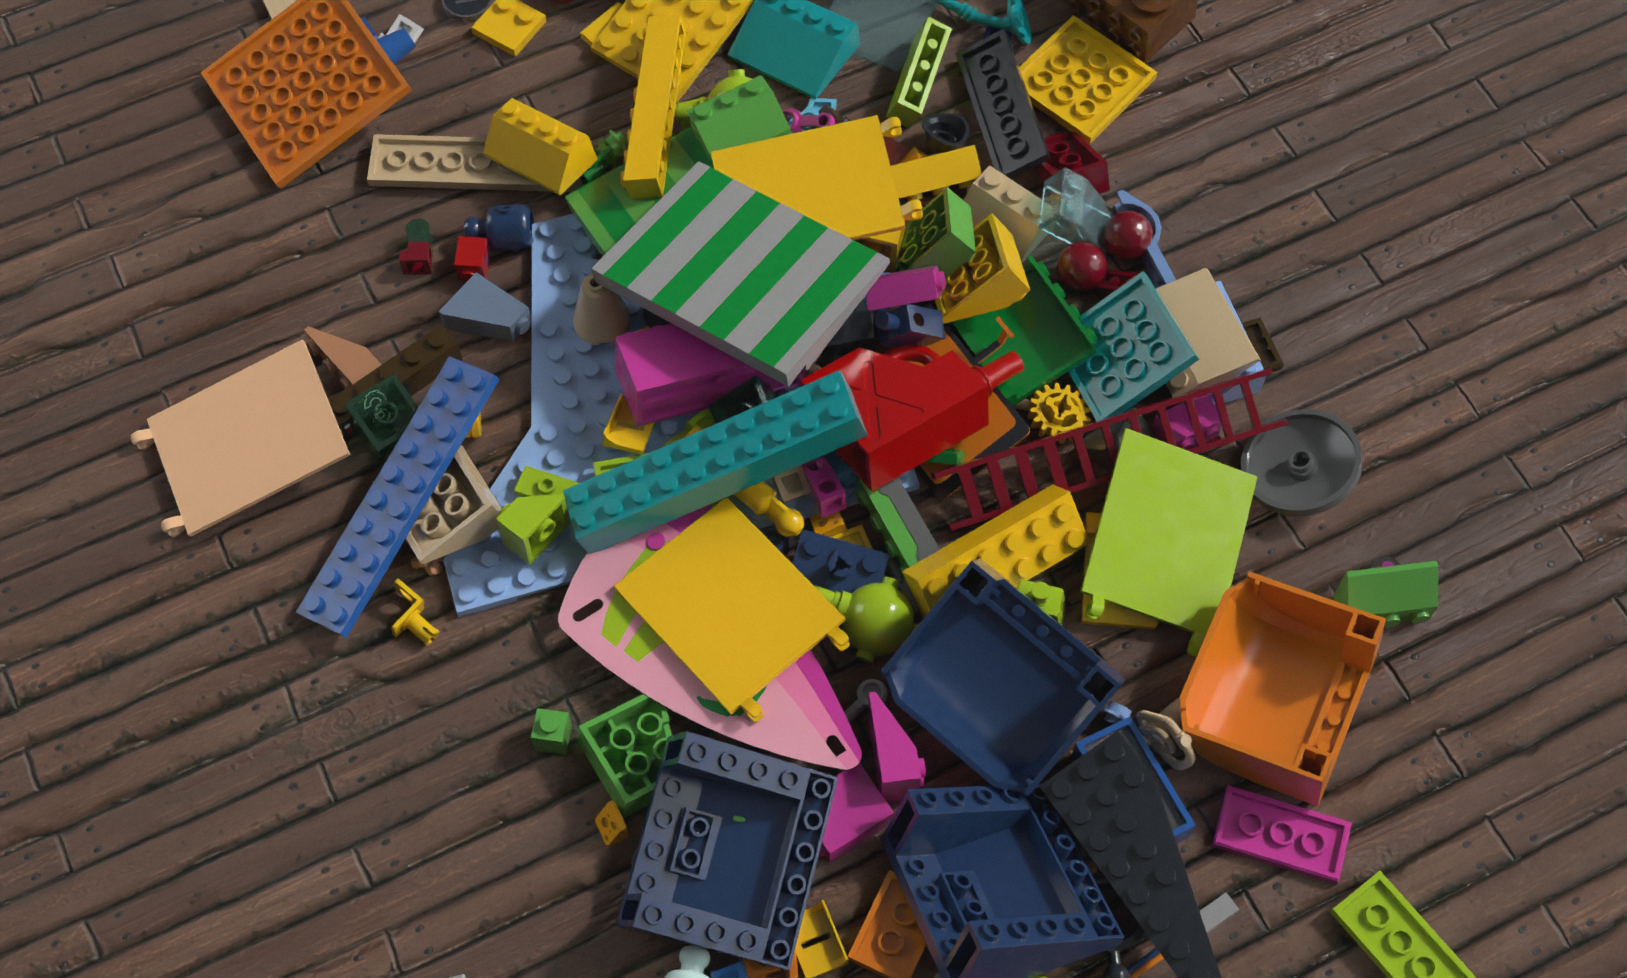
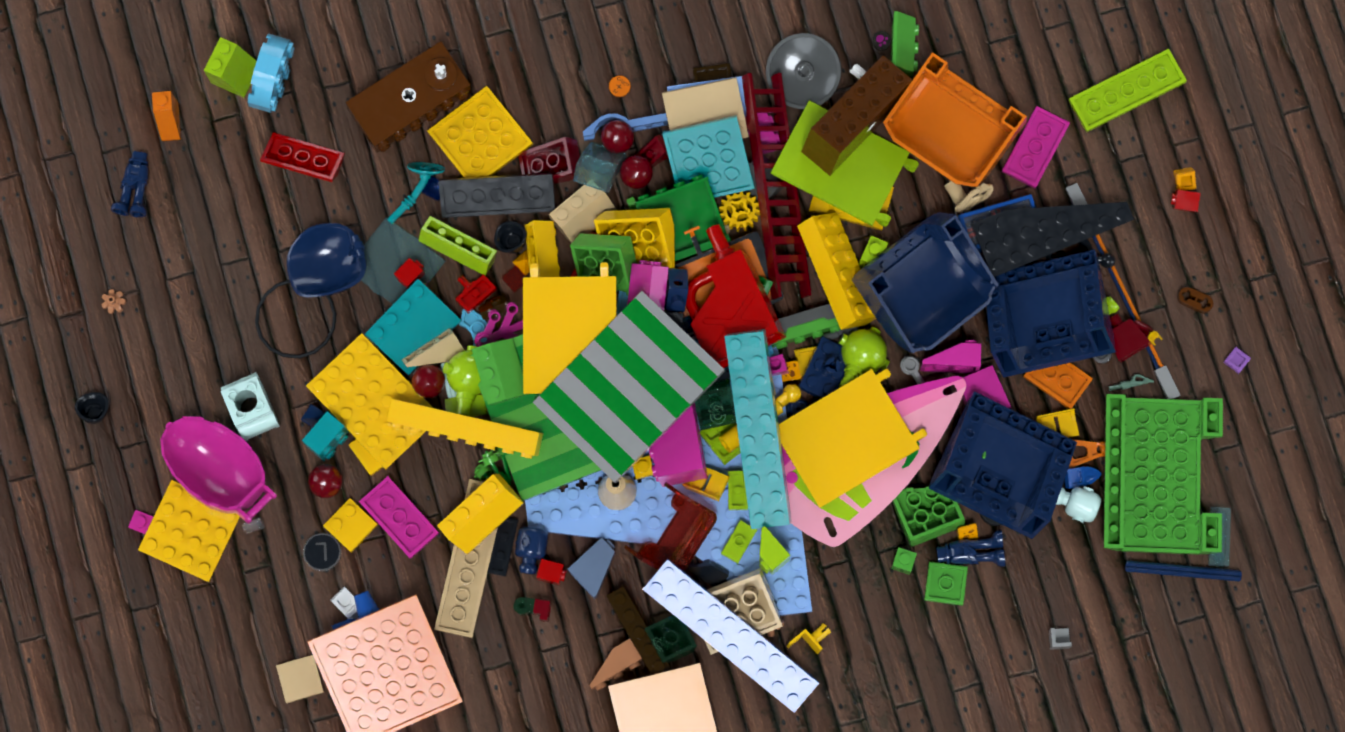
camera: 75 degrees left, 15 degrees up
(481, 198) = (503, 547): none -> black tile
(496, 460) = (709, 572): none -> black slope
(526, 806) = (946, 583): none -> bright green tile
(527, 69) = (399, 517): none -> dark pink plate
(538, 410) = (683, 534): none -> clear red windscreen
(579, 823) = (963, 551): none -> dark blue piece
(715, 63) = (428, 381): none -> dark red piece
(758, 63) = (437, 350): none -> tan slope
(855, 103) = (474, 292): none -> red plate
(870, 24) = (409, 272): none -> red brick
(1205, 235) = (619, 86): none -> orange piece
(1248, 525) = (855, 114): none -> reddish brown piece

